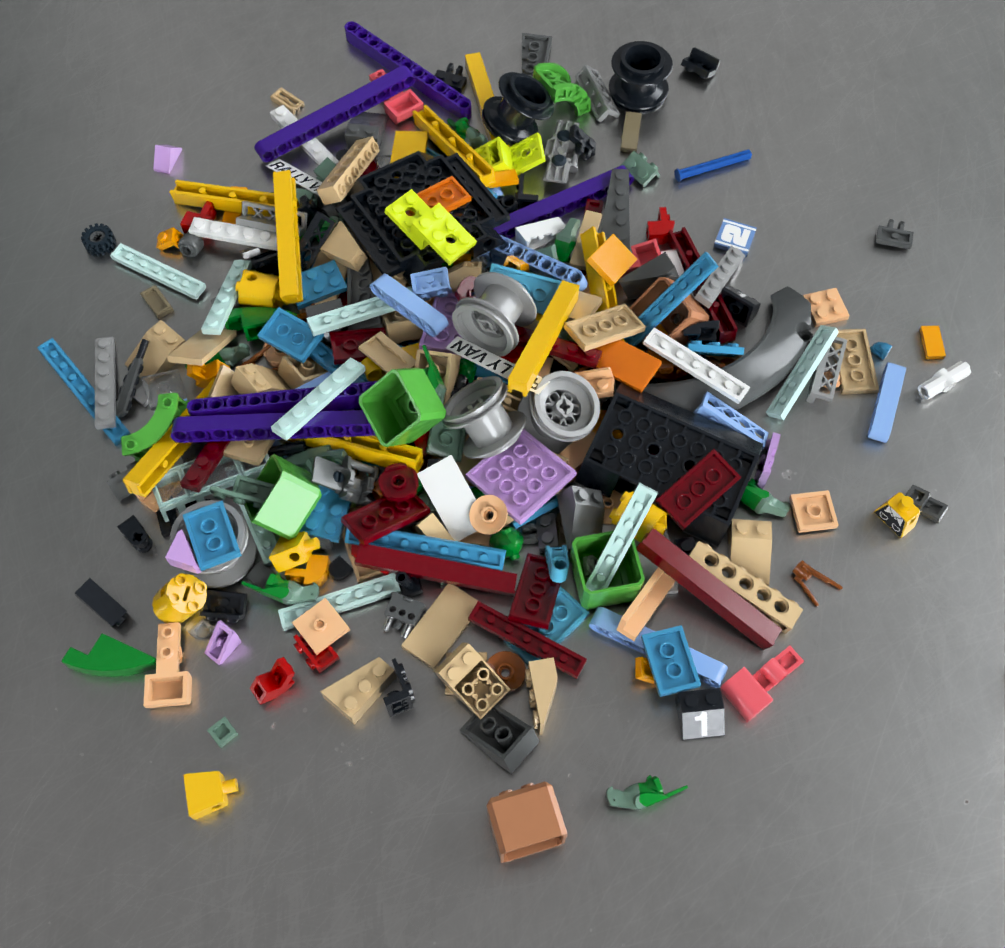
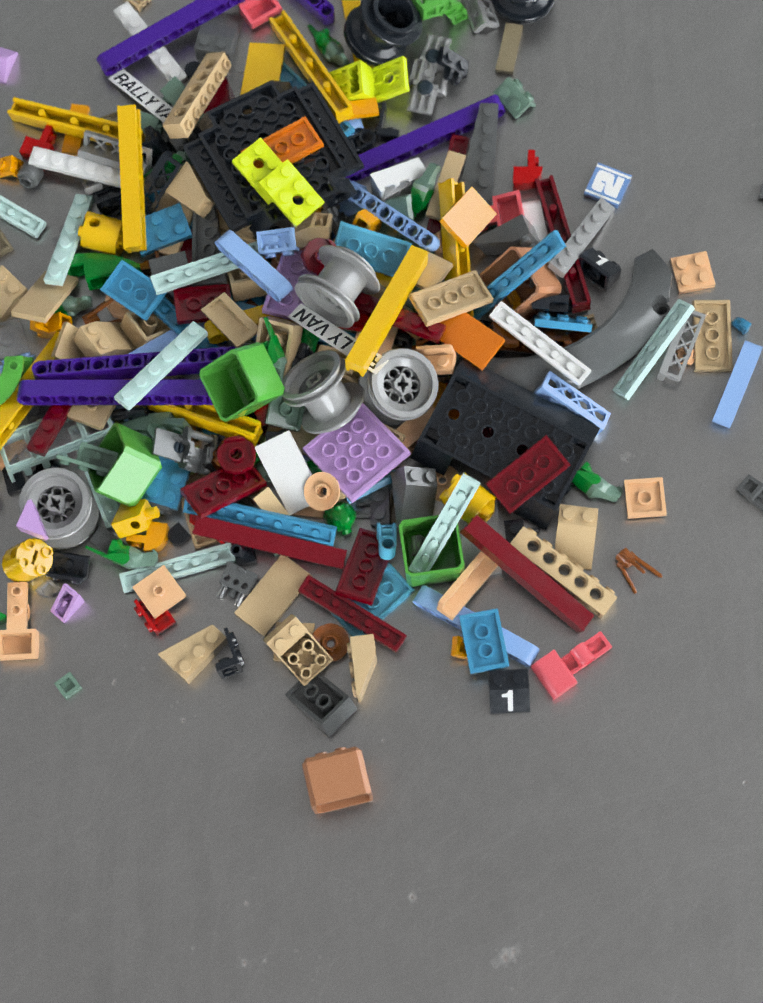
camera: 10 degrees right, 10 degrees up
(207, 792) = (55, 739): yellow torso -> none
(211, 535) = (58, 504): dark azure plate -> none
(273, 683) = (114, 643): red brick -> none
(639, 794) = (444, 761): animal -> none
(712, 165) = (594, 94): blue axle -> none
(767, 460) = (605, 442): lavender wing -> none
(899, 514) = (726, 505): yellow torso -> none

